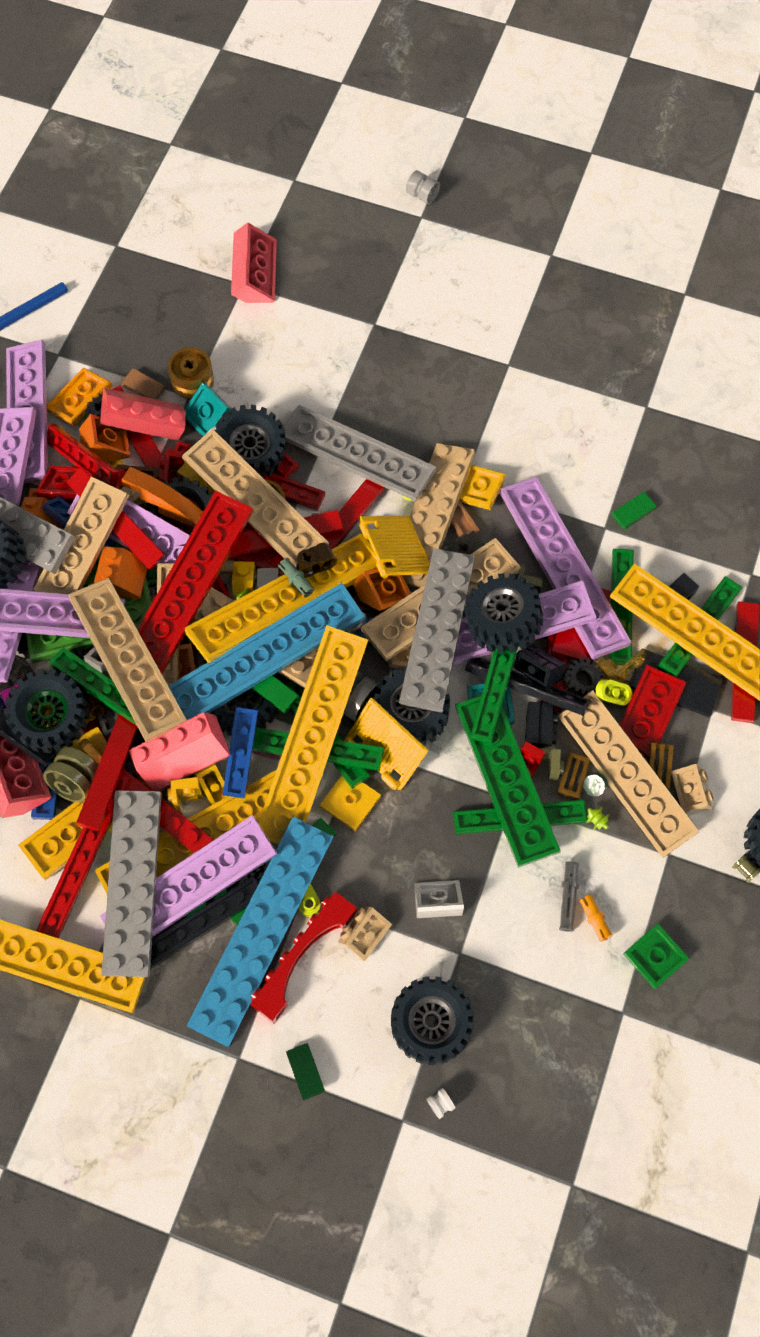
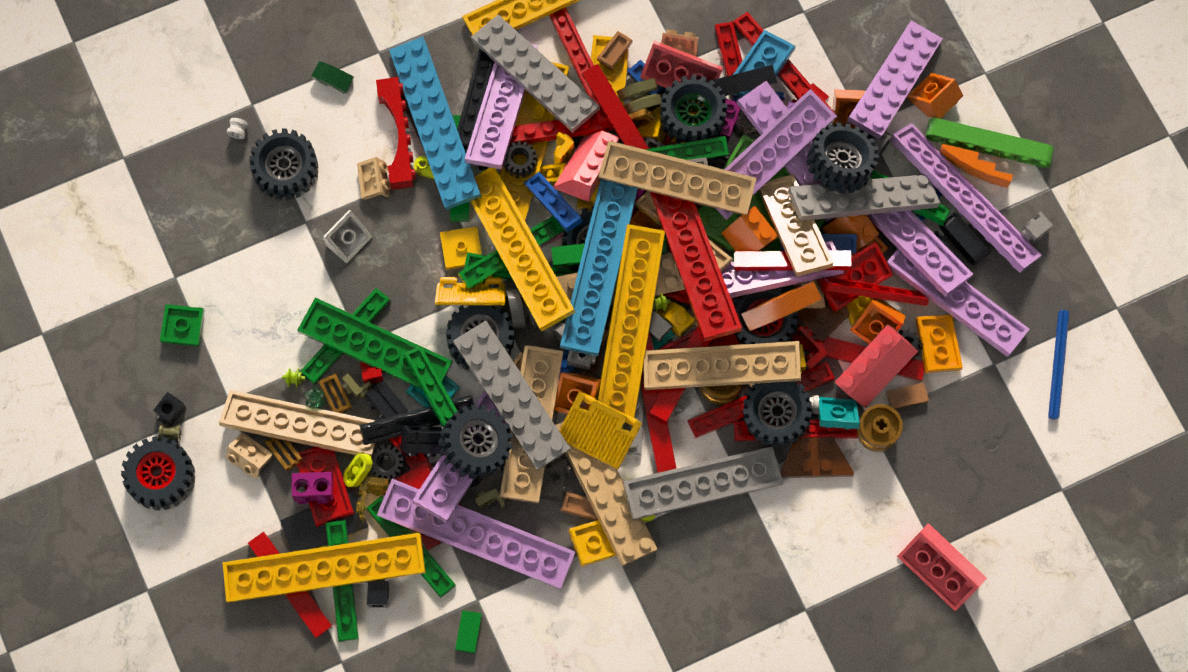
camera: 130 degrees right, 5 degrees up
(42, 844) = (614, 50): none -> medium nougat tile
(220, 809) = (524, 169): none -> black tyre
(251, 392) = (816, 459): none -> reddish brown wing
(296, 577) = (635, 335): sand green pin -> none
(316, 559) = (636, 365): dark brown piece -> none
(567, 923) = (272, 318): dark grey pin -> none
(596, 918) = (239, 314): light orange pin -> none
(660, 711) = (313, 482): none -> magenta brick
(721, 891) = (169, 401): none -> black brick

